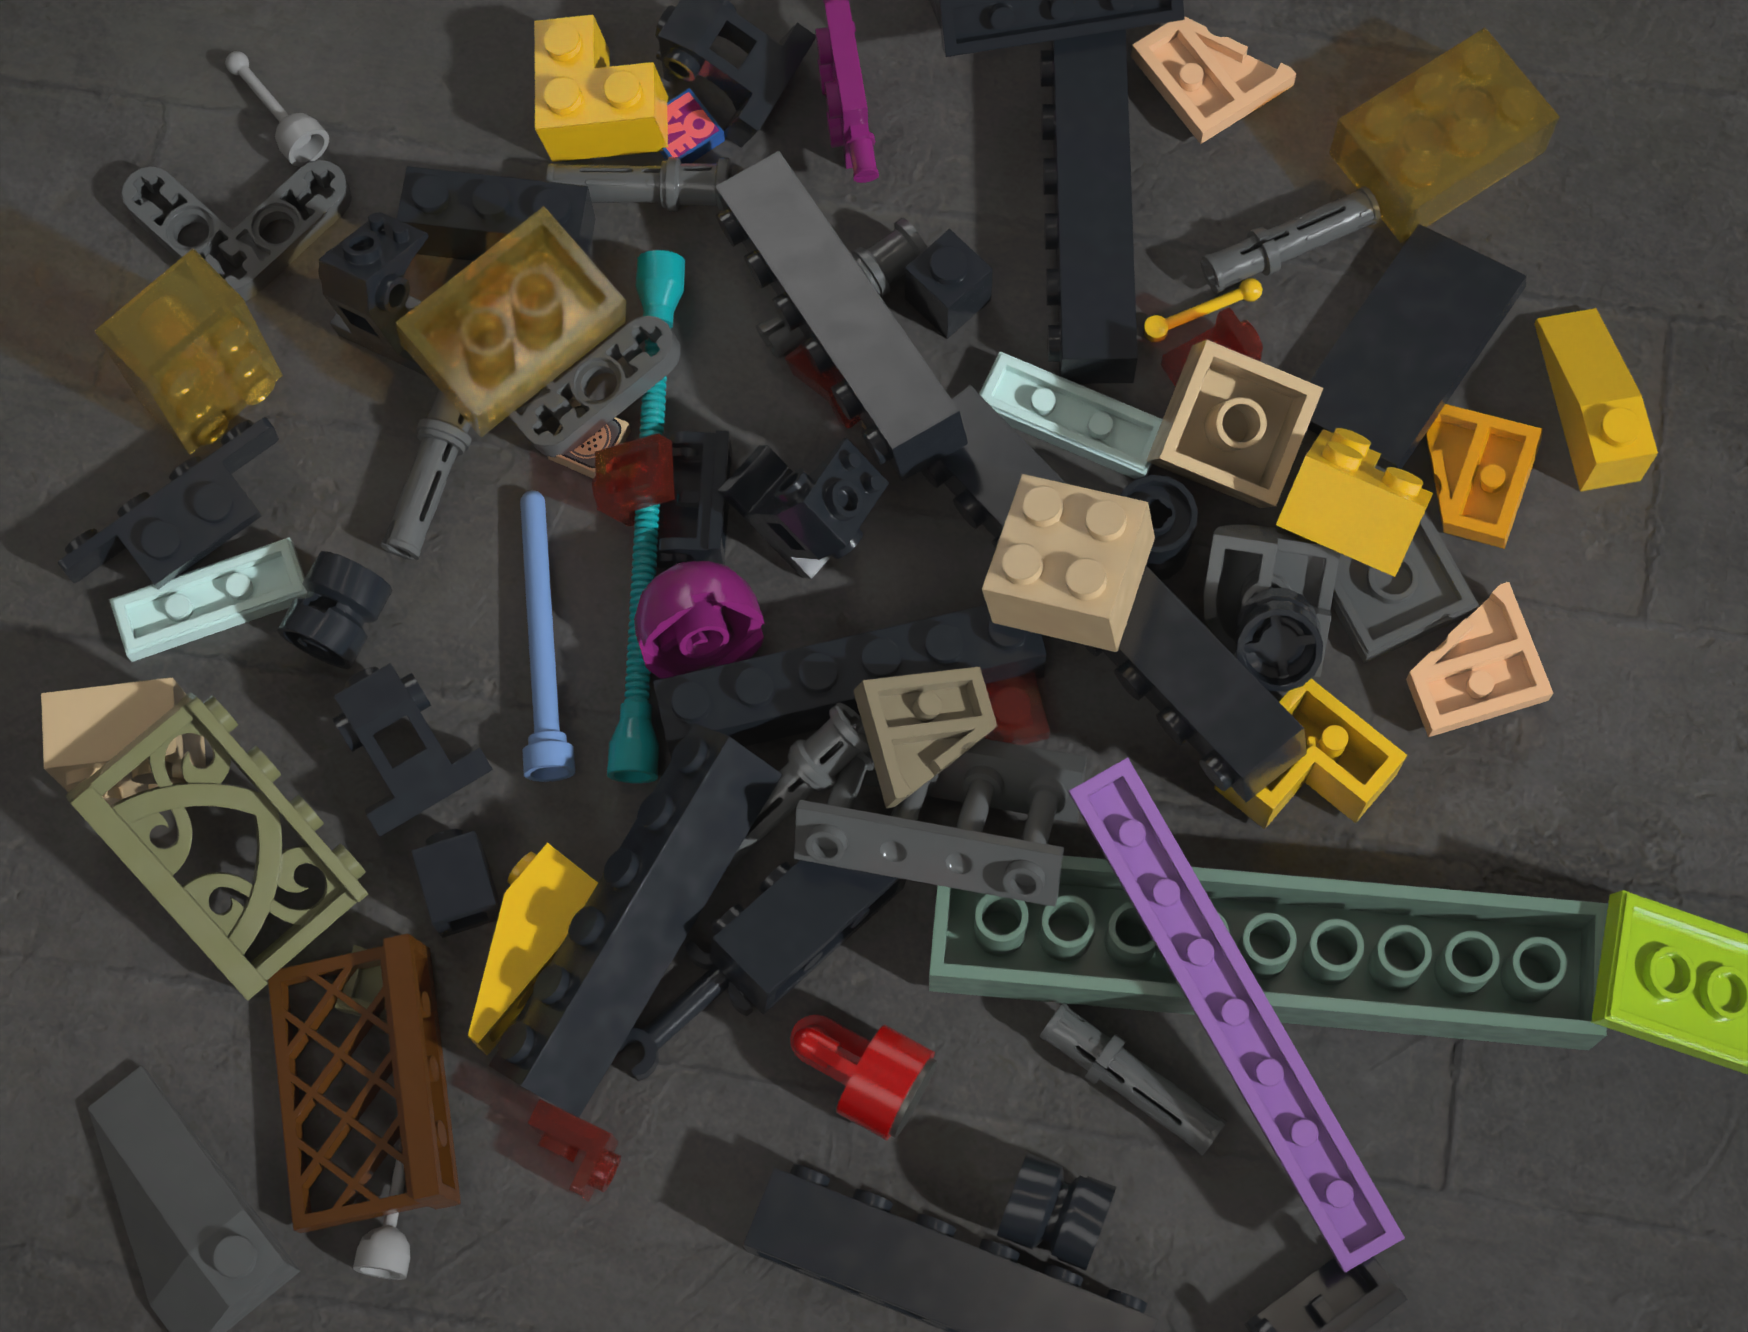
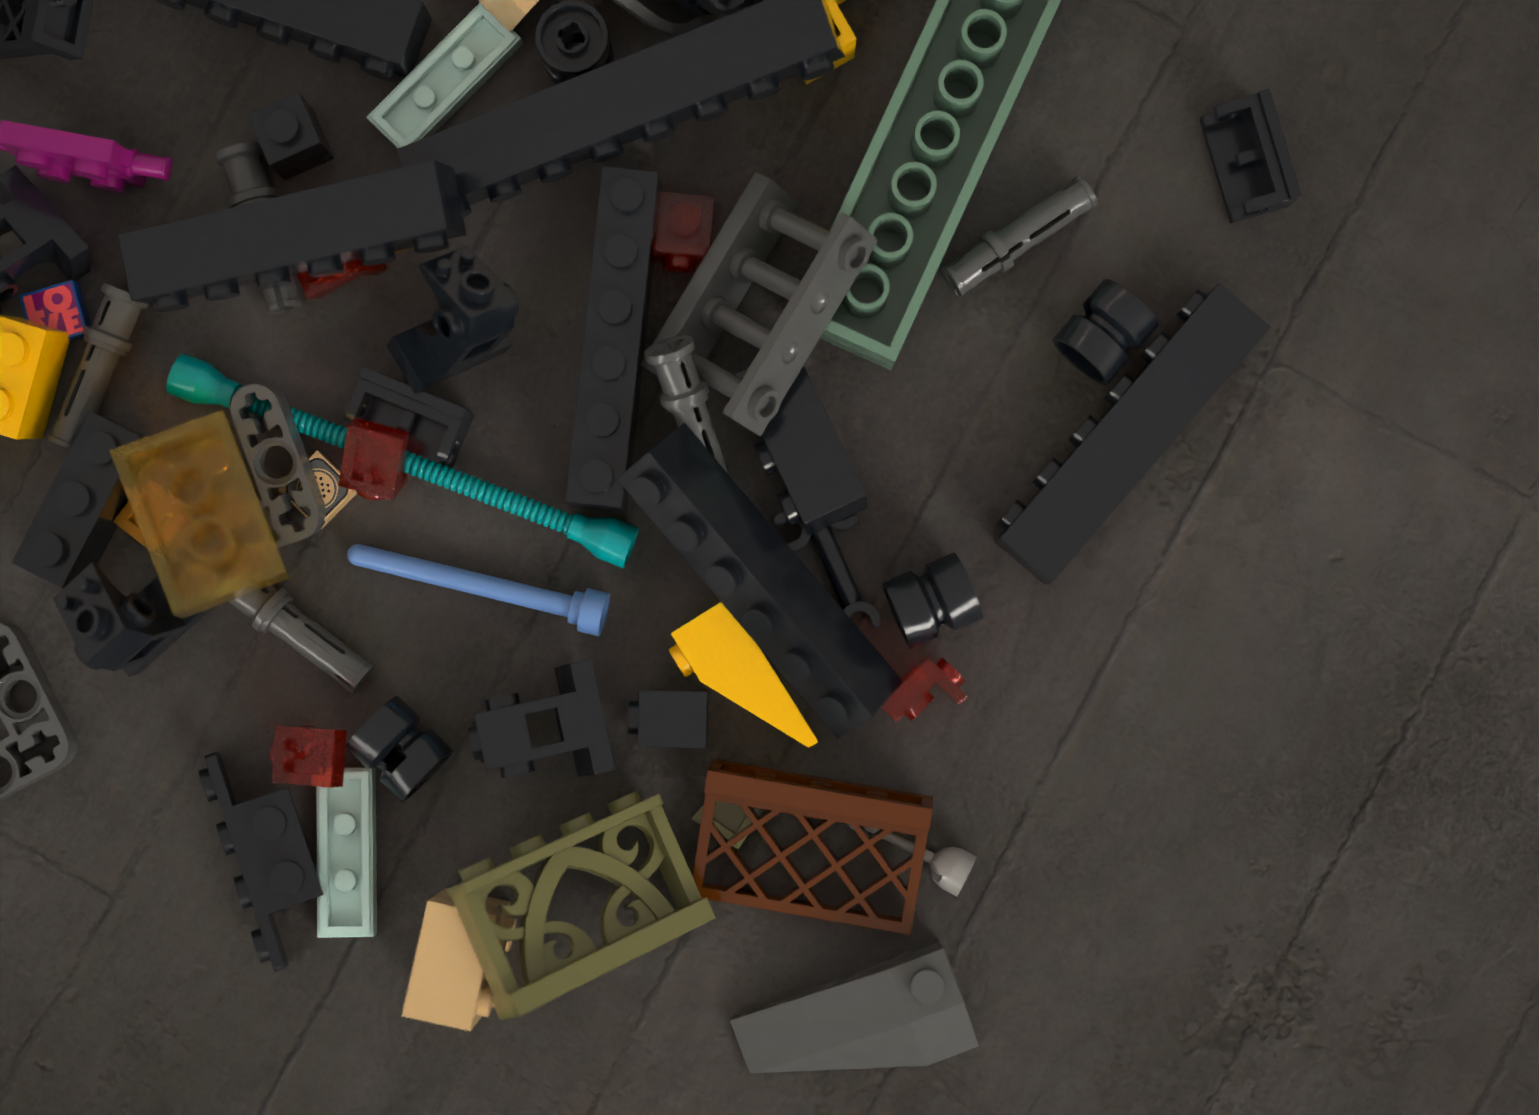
camera: 70 degrees left, 15 degrees up
(191, 352) = (125, 801): clear yellow brick -> none
(298, 519) = (308, 756): none -> clear red bracket
(682, 1122) = (932, 600): none -> black wheel
(697, 619) = (515, 449): magenta cylinder -> none
(880, 1075) = (951, 428): red piece -> none
(922, 725) = (689, 293): dark tan wing -> none
(1069, 562) = (599, 118): tan brick -> none
(1236, 1015) = (1010, 131): medium lavender plate -> none

